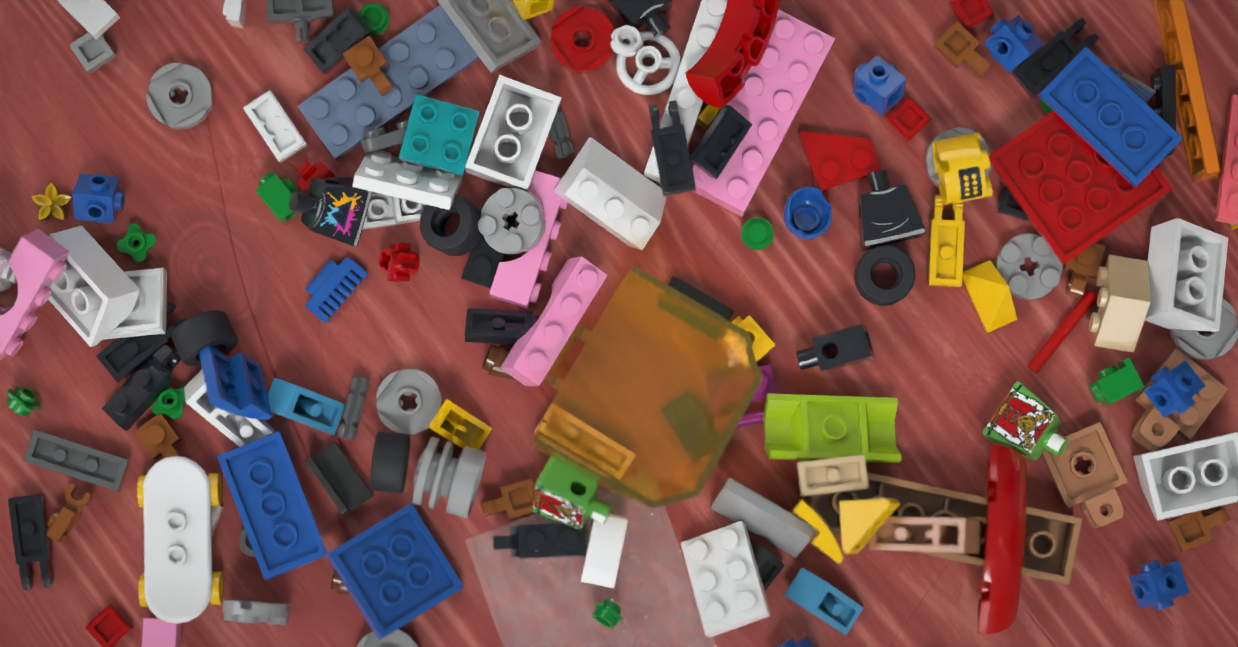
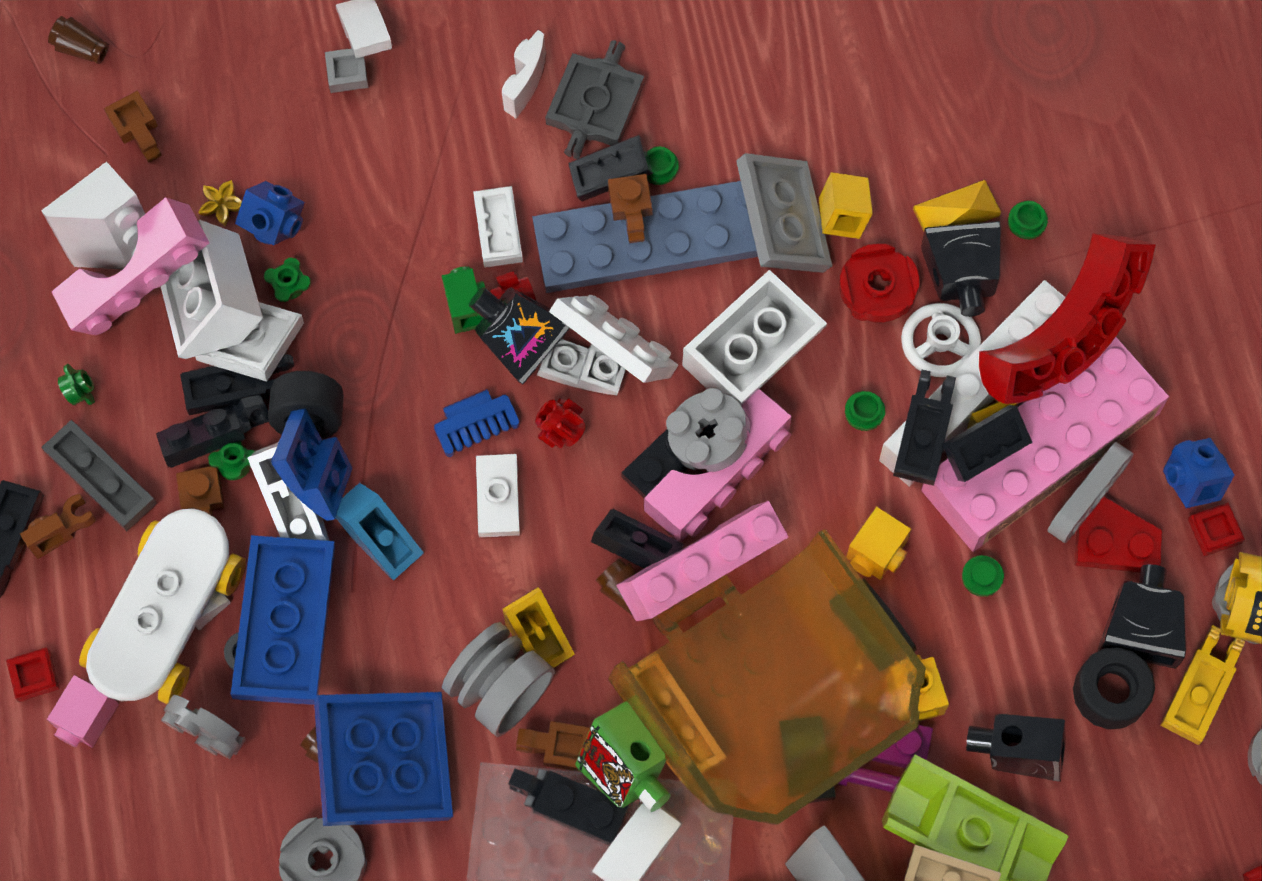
camera: 30 degrees right, 15 degrees down
(161, 92) = (417, 173): light grey plate -> none
(339, 478) = (374, 629): pearl dark grey panel -> none
(354, 407) = (430, 559): dark grey axle -> none
(378, 139) = (637, 292): dark grey plate -> none
(378, 336) = (497, 495): none -> white plate
(389, 403) = (473, 572): light grey plate -> none
(389, 462) = (439, 632): black tyre -> none
(439, 135) = (670, 305): teal plate -> none
(464, 239) = (644, 427): black tyre -> none
(559, 135) = (806, 370): dark grey axle -> none
(613, 194) = (835, 455): white slope -> none
(618, 143) = (864, 411): none -> green plate
(629, 33) = (931, 294): white plate -> none
(673, 247) = (879, 545): none -> yellow brick
(807, 213) = (1052, 576): blue hair -> none
(808, 137) = (1090, 492): none -> light grey beam
(990, 296) = (1231, 772): yellow slope -> none

